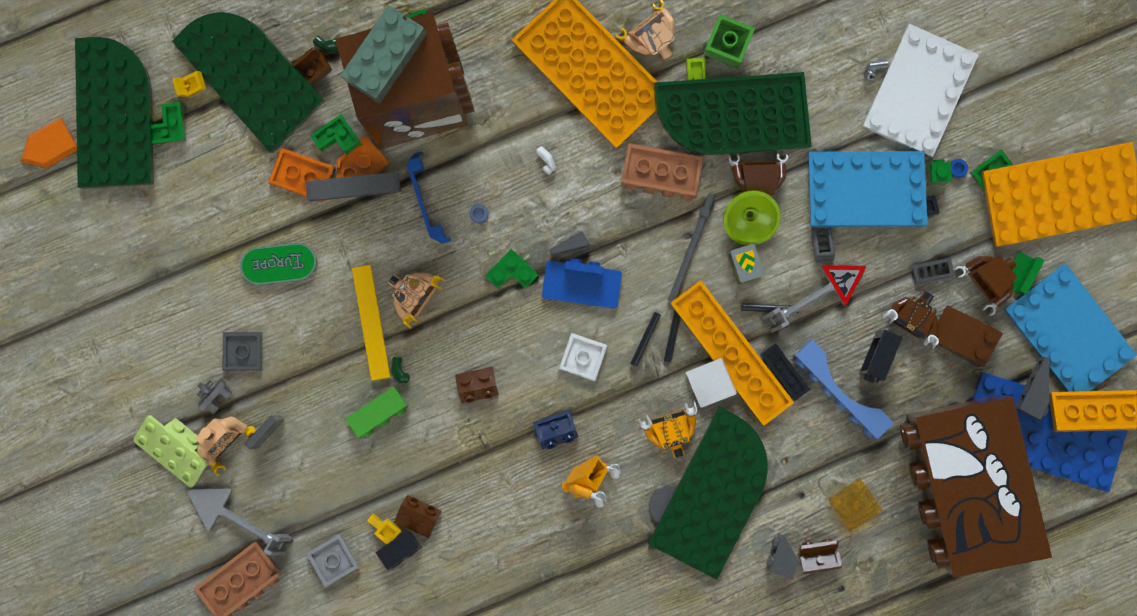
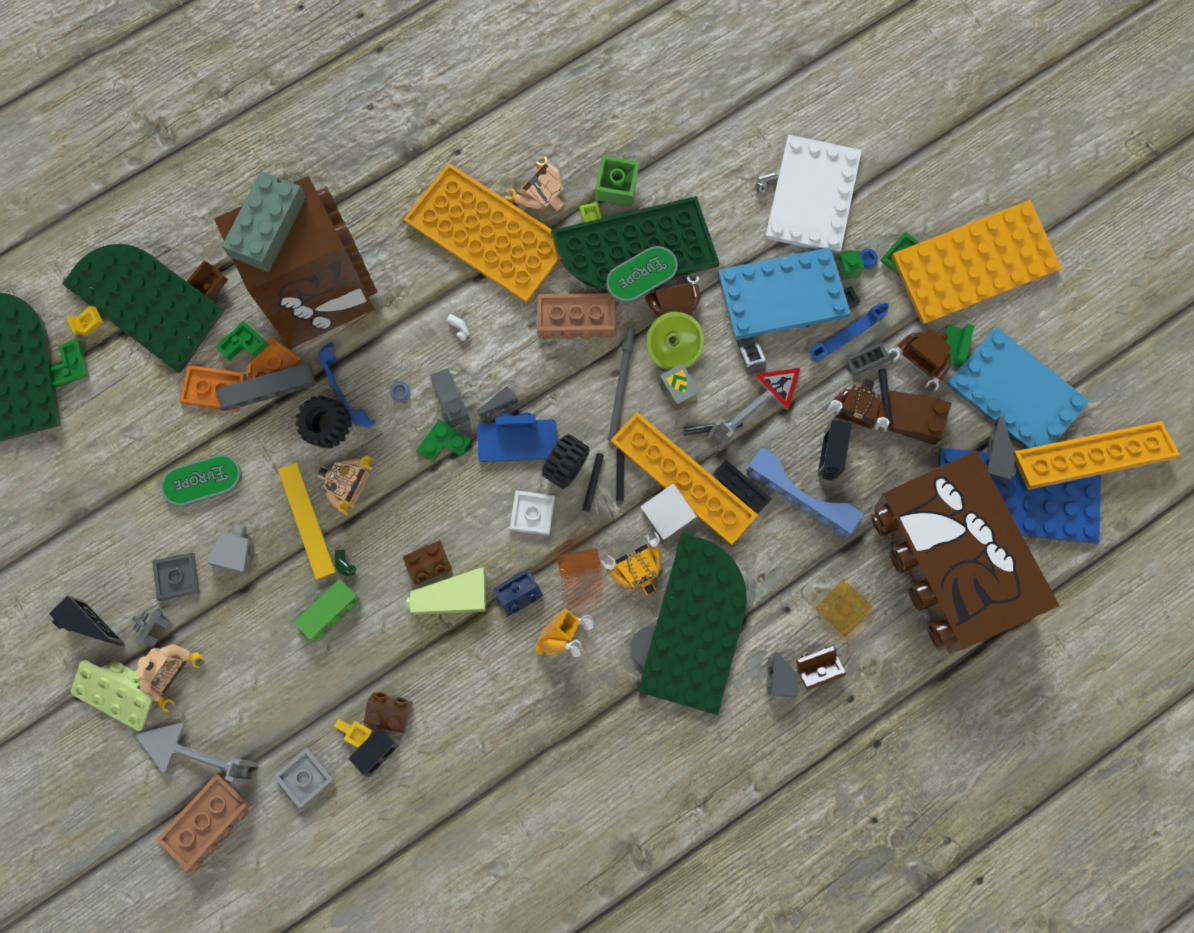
camera: 15 degrees left, 10 degrees down
(151, 377) = (80, 618): none -> black slope
(264, 432) = (209, 653): dark grey tile -> none
(298, 339) = (232, 551): none -> light grey torso
(326, 46) = (220, 260): dark green arm -> none
(388, 228) = (309, 422): none -> black tyre
(495, 421) = (451, 595): none -> yellowish green slope
(525, 228) = (450, 397): none -> dark grey slope
(617, 415) = (579, 563): none -> clear orange brick
(623, 317) = (565, 461): none -> black tyre
(733, 145) = (641, 274): none -> green tile
(922, 240) = (874, 315): none -> blue piece
(942, 310) = (885, 394): none -> black bar

